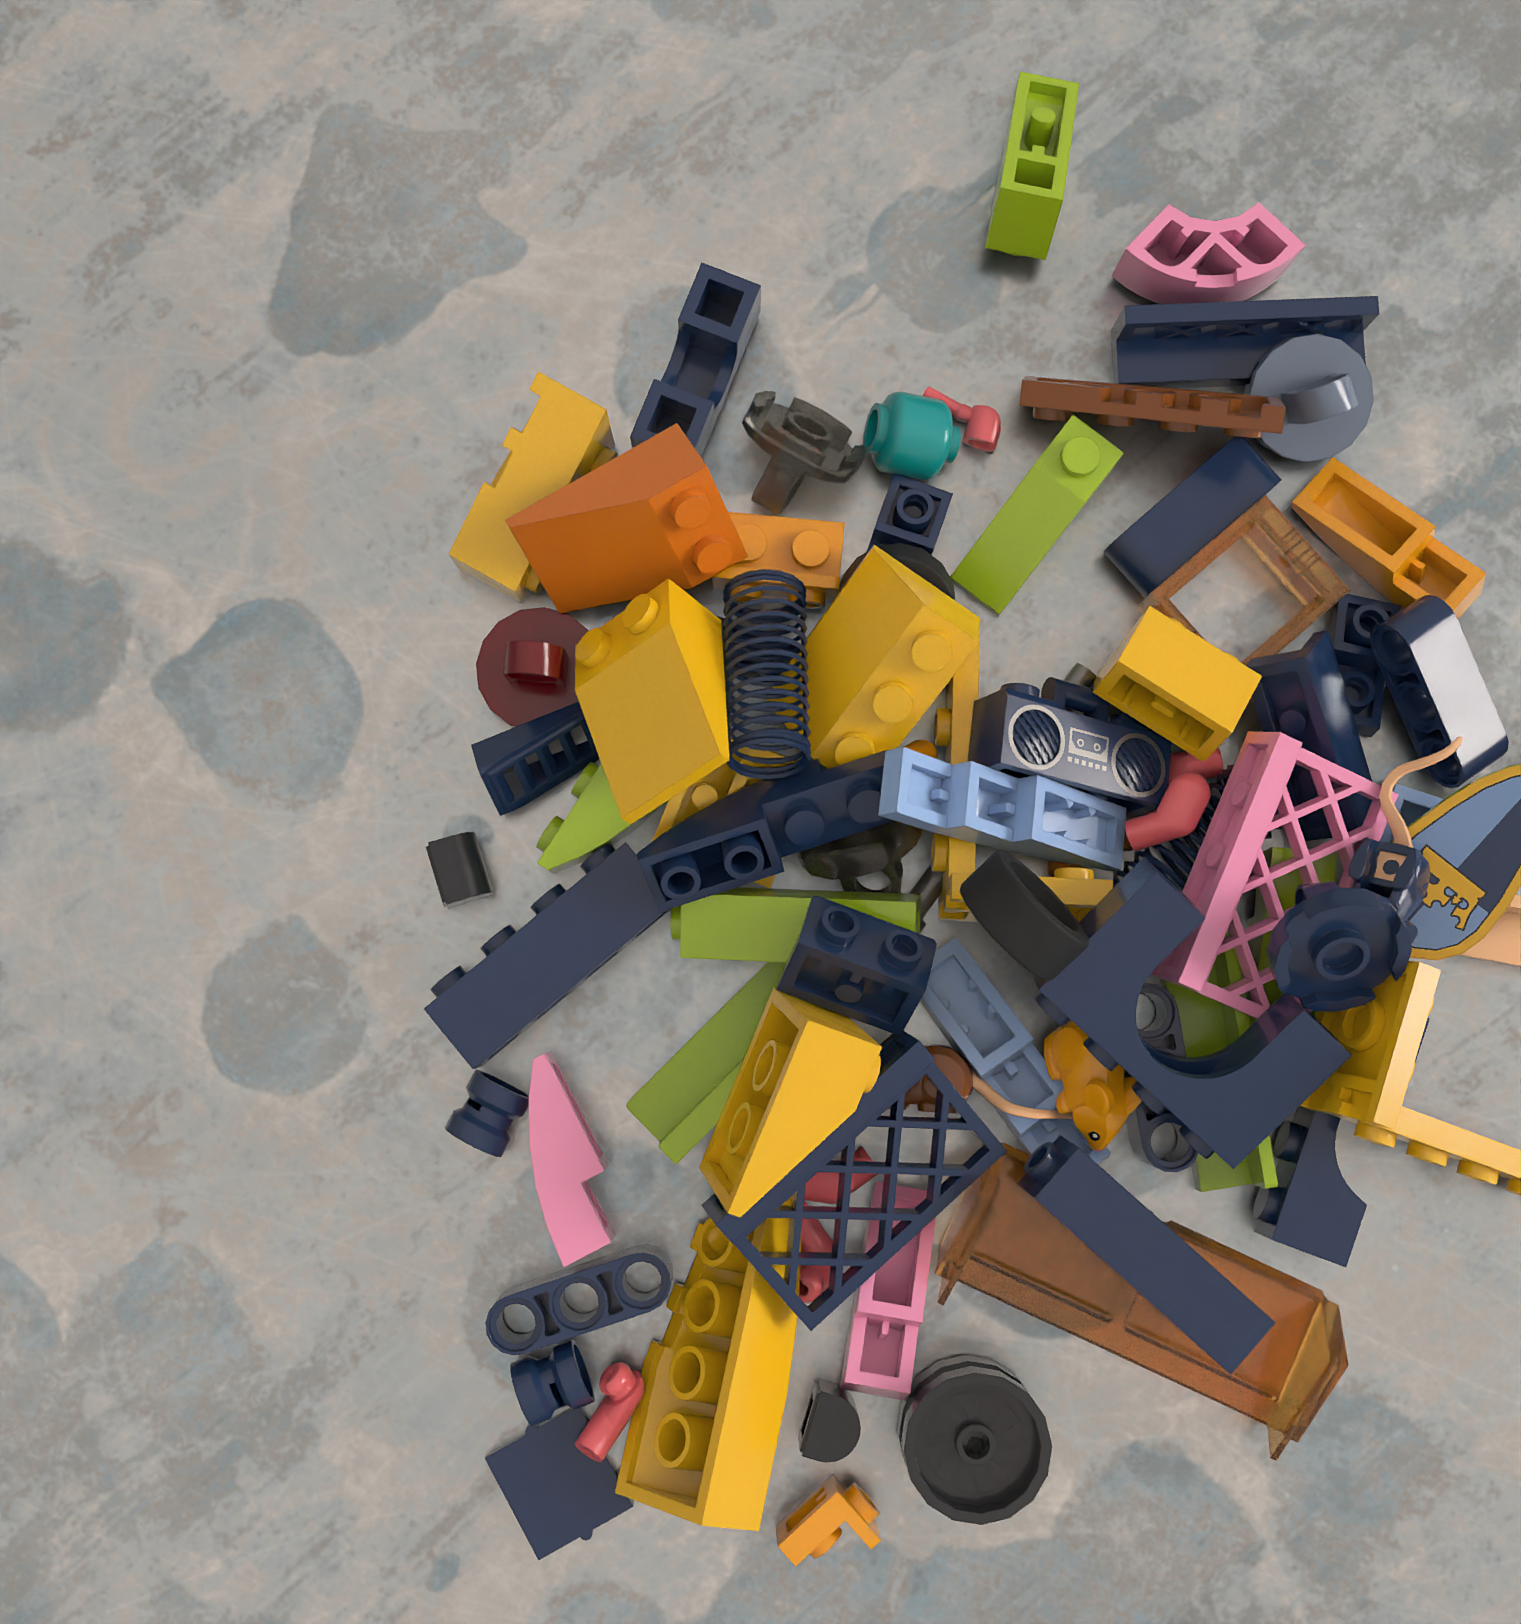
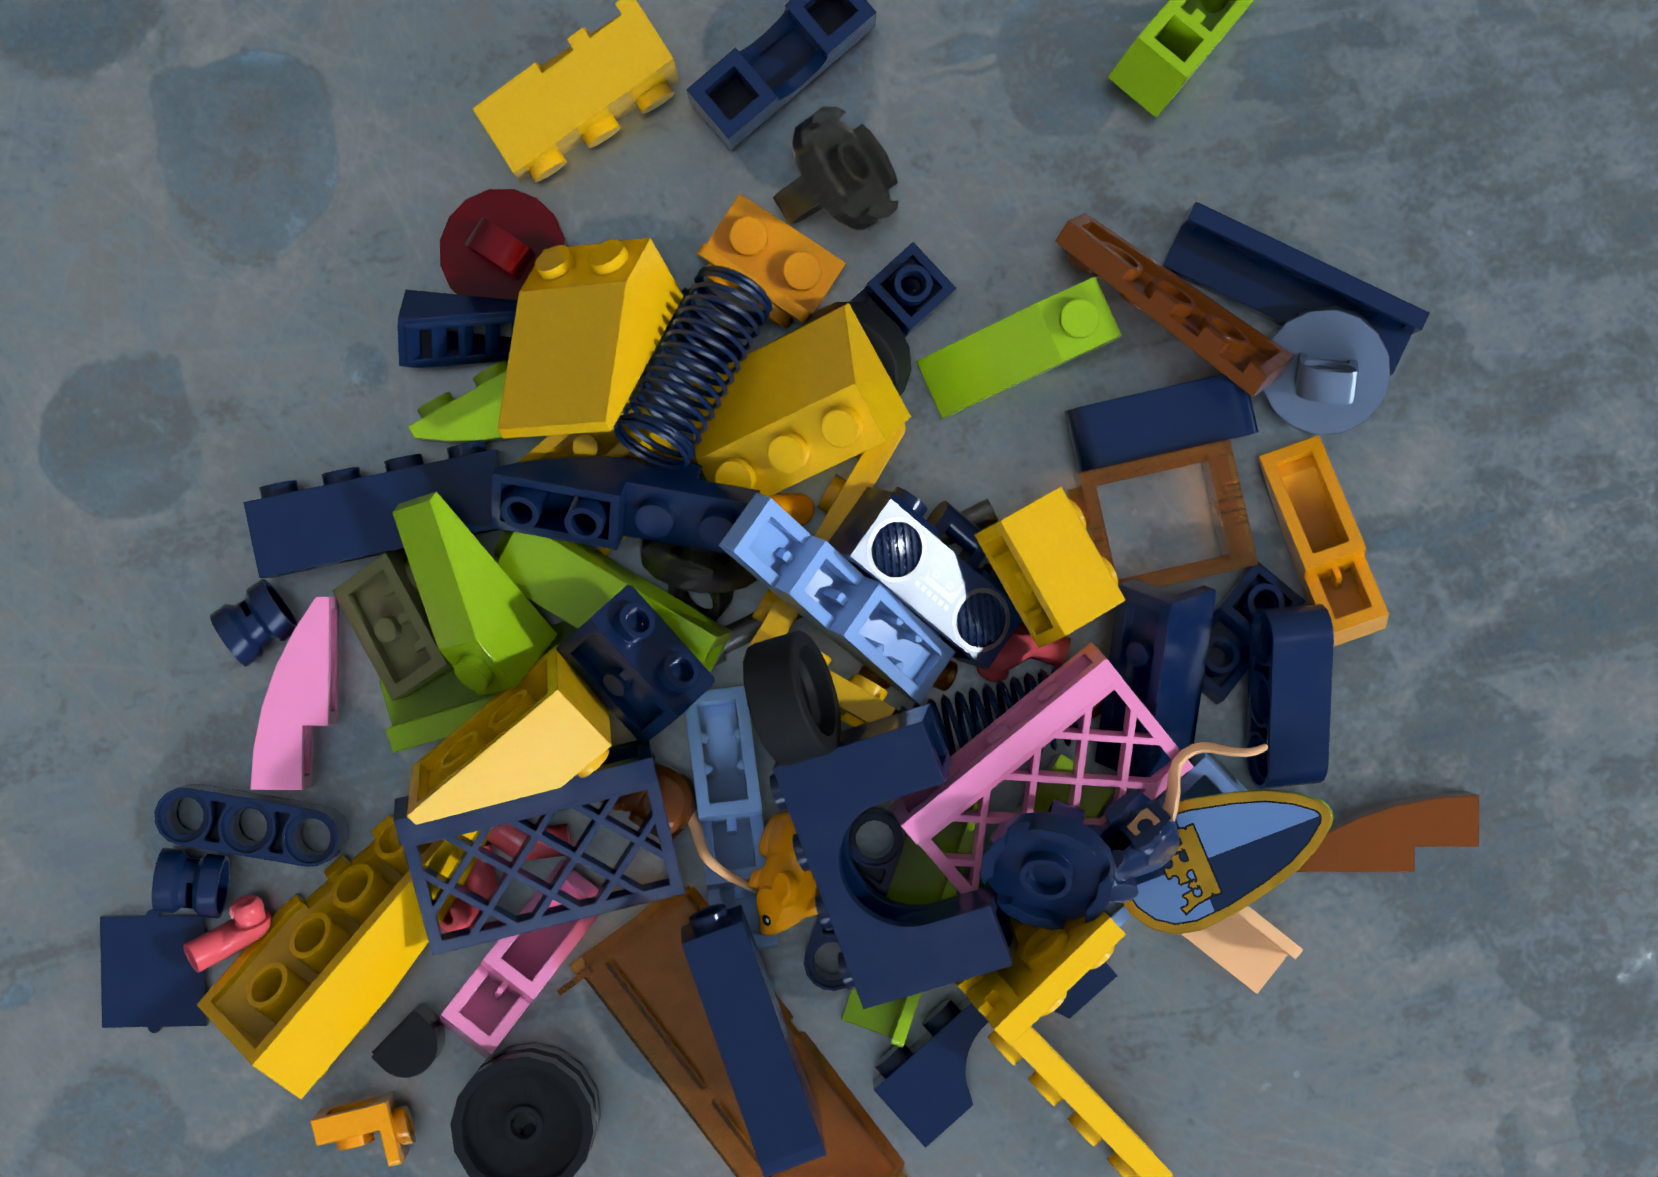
camera: 30 degrees right, 5 degrees up
(459, 869) = (338, 394): black brick -> none
(623, 1039) = (392, 624): none -> olive bracket
(630, 527) = (643, 173): orange slope -> none
(674, 988) = (471, 603): none -> lime slope
(911, 435) = (947, 215): teal head -> none
(982, 421) = (1019, 240): coral hand -> none
(1176, 814) = (989, 681): coral arm -> none
(1206, 259) = (1298, 198): bright pink brick -> none

